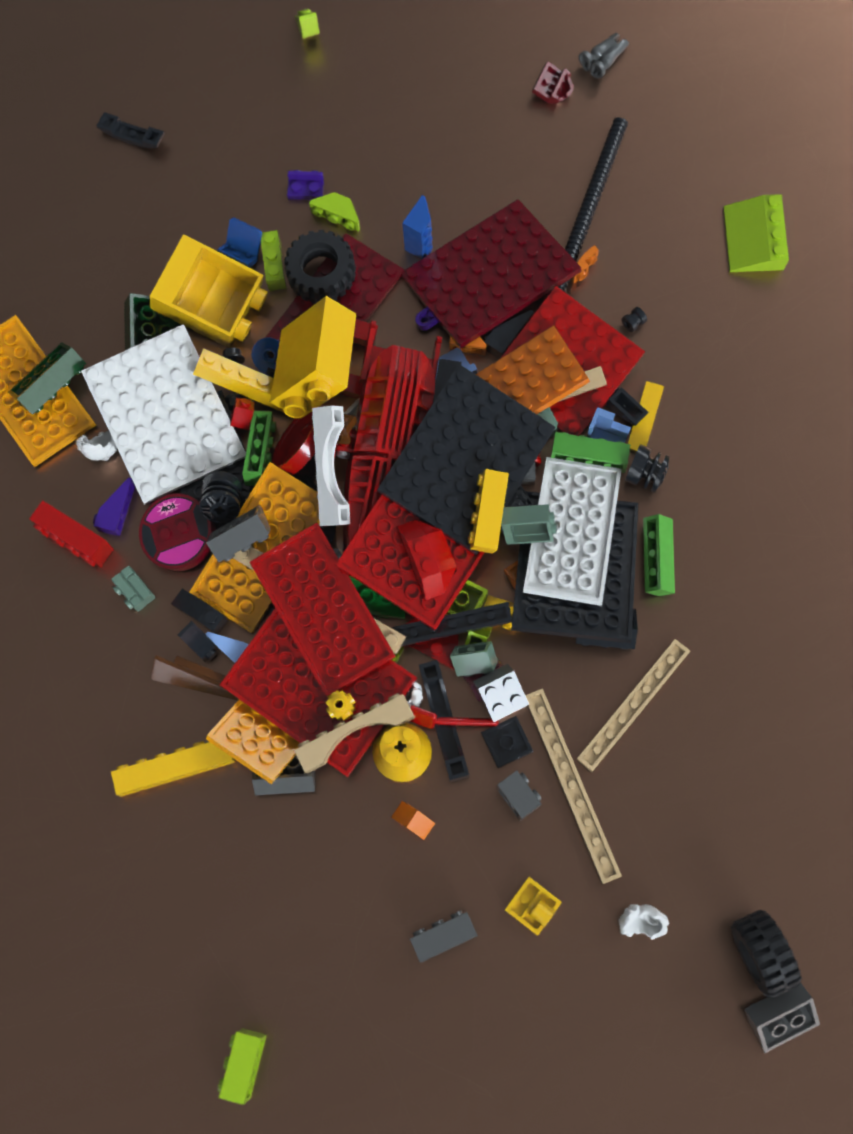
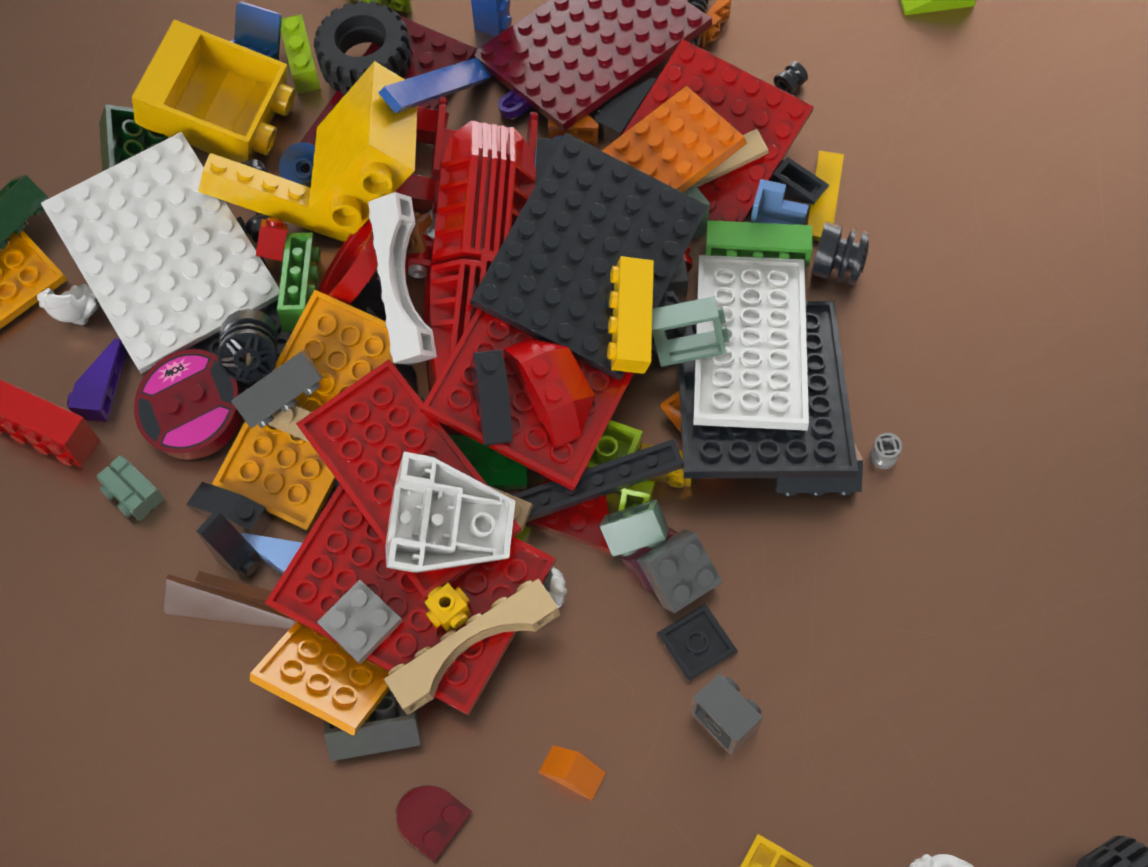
camera: 10 degrees left, 10 degrees down
(168, 767) = (198, 735): yellow brick -> none
(281, 706) = (360, 621): none -> light grey plate
(316, 840) = (429, 818): none -> dark red slope
(344, 645) = (445, 518): none -> white wedge
(369, 309) = (434, 84): none -> tile
(385, 562) = (492, 397): none -> black slope
(407, 764) = (544, 689): yellow cone -> none
(429, 719) = (578, 618): red piece -> none
(447, 734) = (600, 622): black arch -> none
(573, 787) = (805, 699): tan plate -> none
(633, 705) = (870, 572): tan plate -> none
(653, 620) = (882, 456): none -> light grey wheel
(659, 555) = (874, 364): bright green brick -> none

